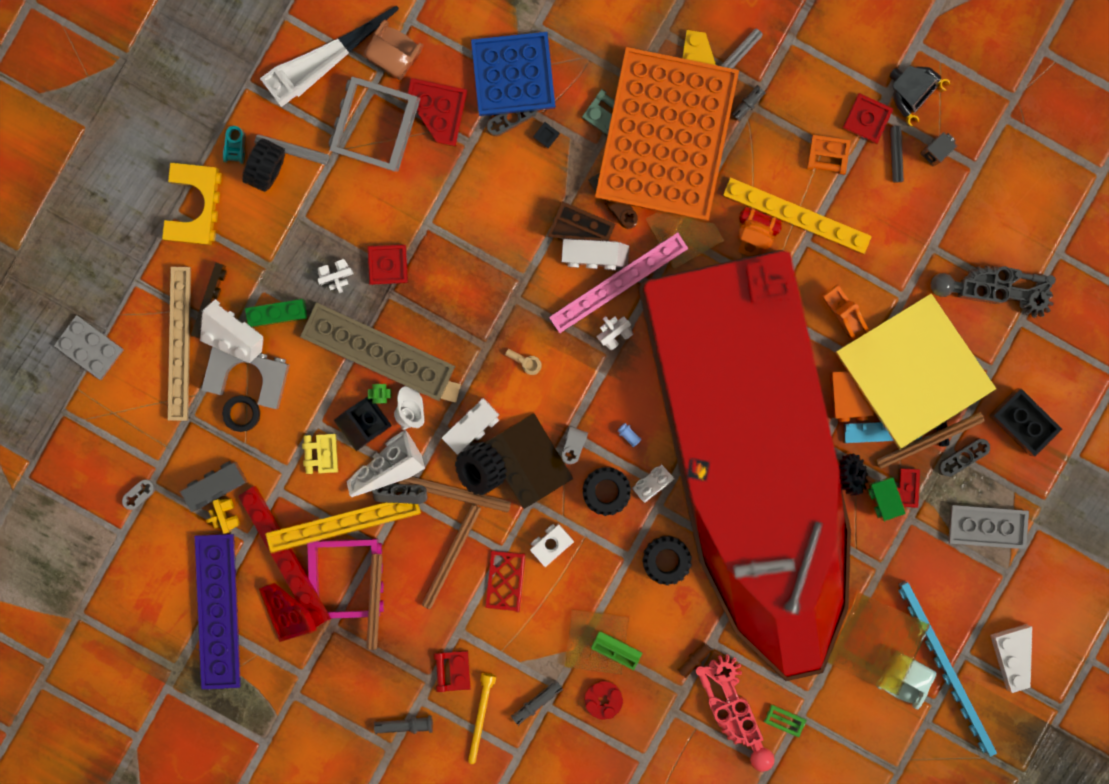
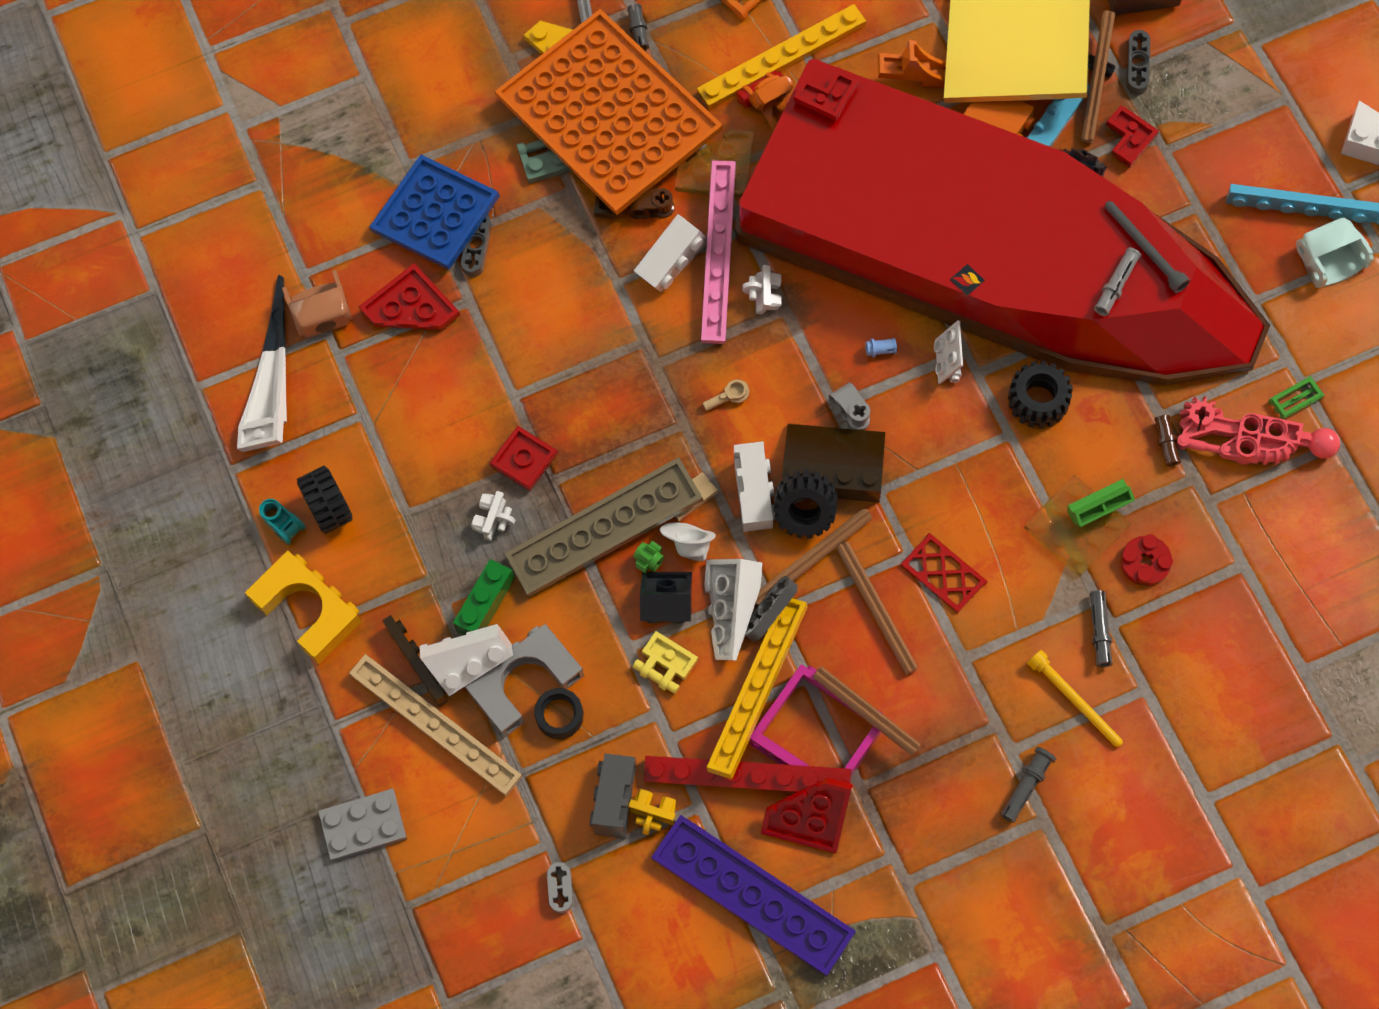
camera: 50 degrees left, 20 degrees down
(298, 151) = (341, 464): light grey axle -> none
(404, 132) = (398, 404): light grey window -> none
(458, 671) = (1007, 686): red plate -> none
(546, 135) = (519, 223): black plate -> none
(547, 555) = (938, 482): white brick -> none
(580, 225) = (628, 246): reddish brown wedge -> none
(618, 503) = (927, 386): black tyre -> none
(878, 643) = (1276, 249): clear yellow plate -> none
(886, 499) = (1128, 147): green brick -> none
(988, 527) = (1225, 83): light grey plate -> none

